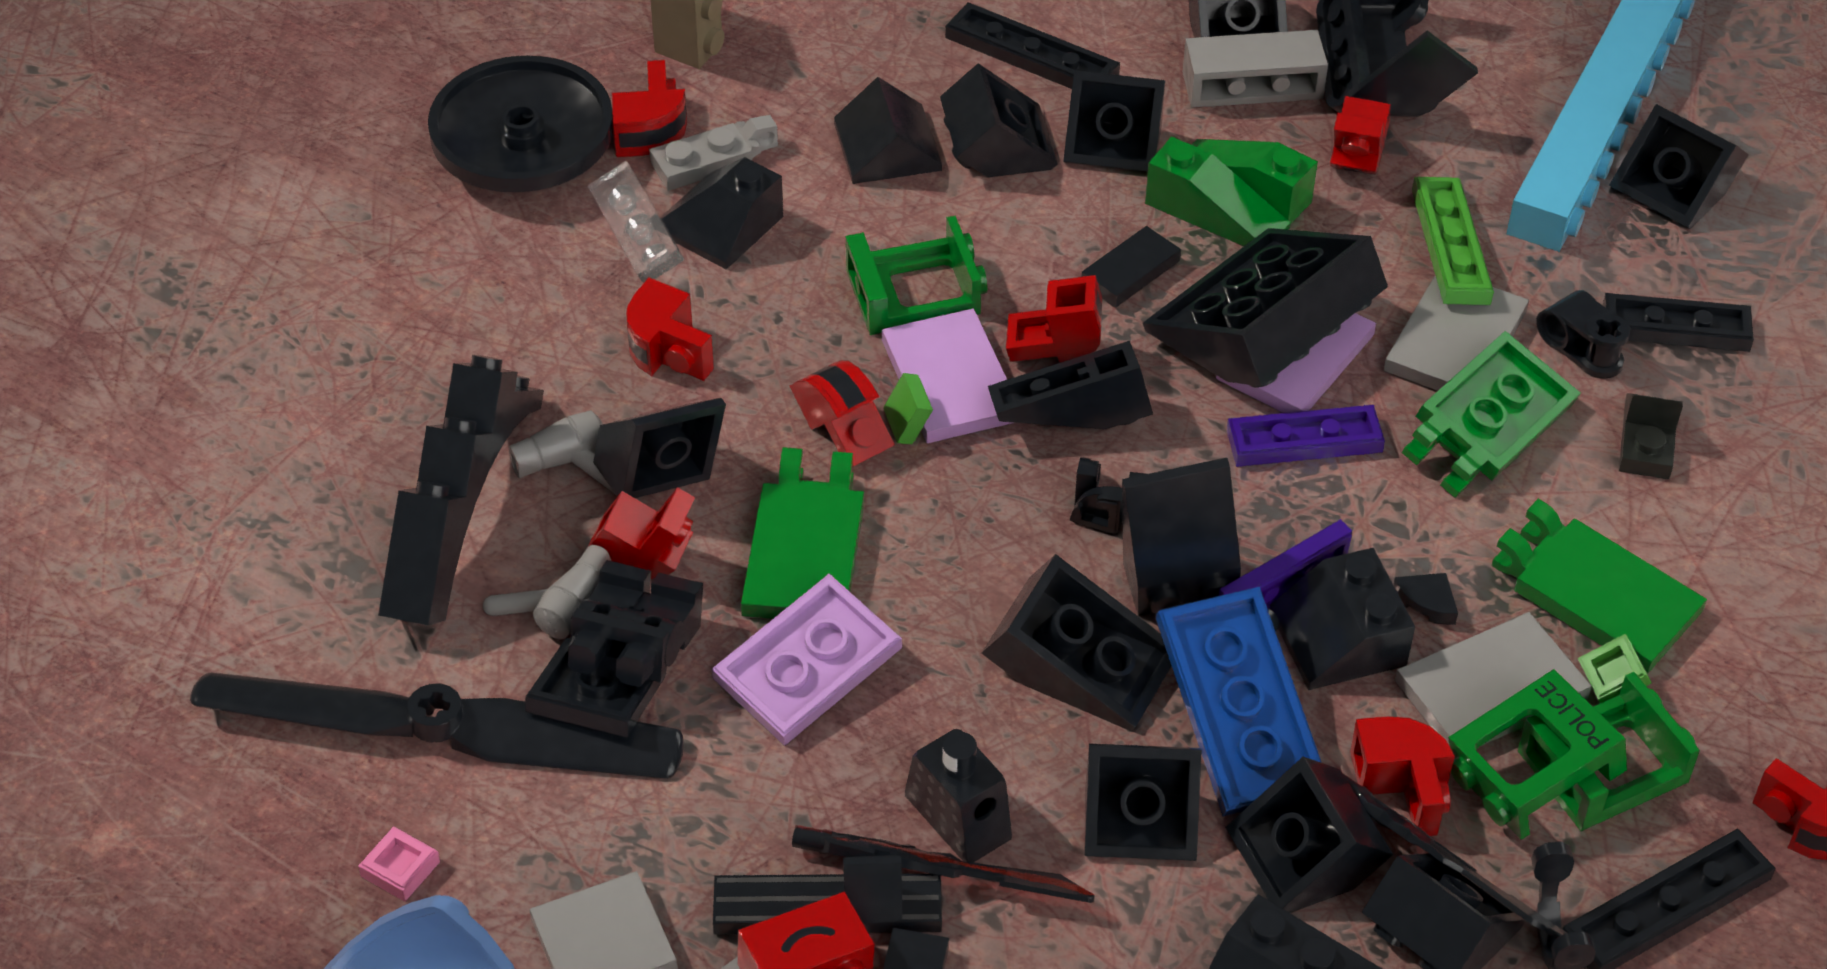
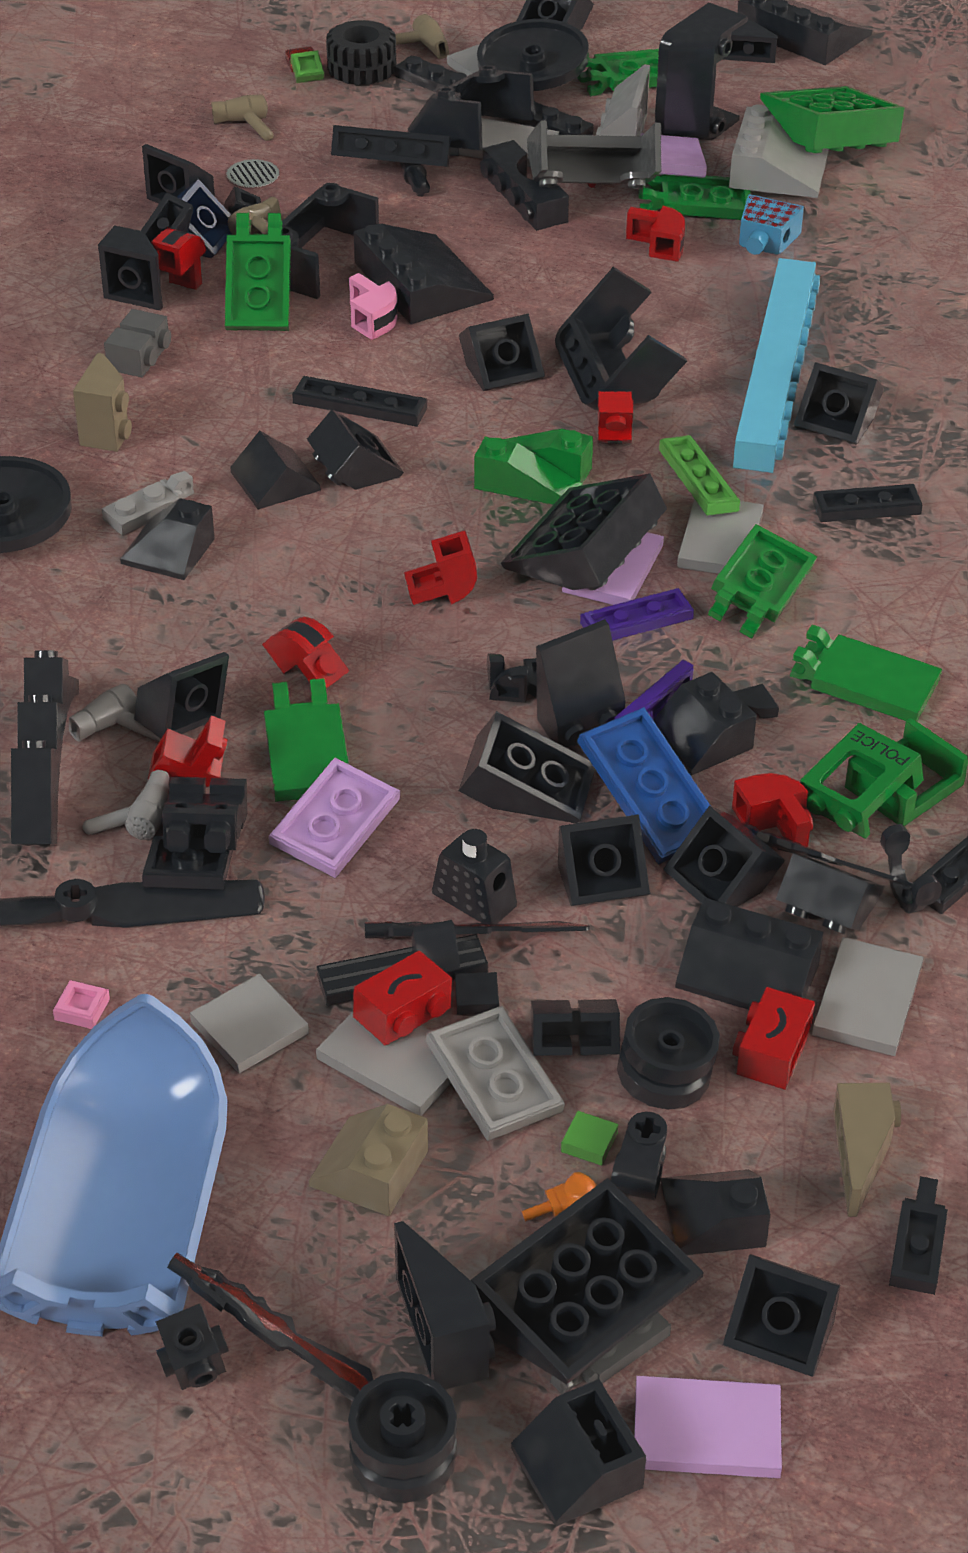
camera: 15 degrees left, 5 degrees down
(635, 222) = (109, 557): clear plate -> none
(651, 116) = (95, 485): red brick -> none
(664, 334) = (155, 628): red brick -> none
(875, 292) = (294, 566): green window -> none
(907, 408) = (352, 644): bright green tile -> none
(955, 370) = (374, 620): lavender tile -> none
(1081, 392) = (476, 611): black slope -> none
(1114, 120) = (438, 435): black slope -> none
(1133, 265) = (484, 525): black tile -> none
(1254, 68) = (525, 387): light grey brick -> none
(1483, 672) = (805, 741): light grey tile -> none
(1583, 328) = (807, 516): black piece -> none
(1609, 665) = (891, 720): bright green tile -> none
(1649, 435) = (871, 574): pearl dark grey slope -> none

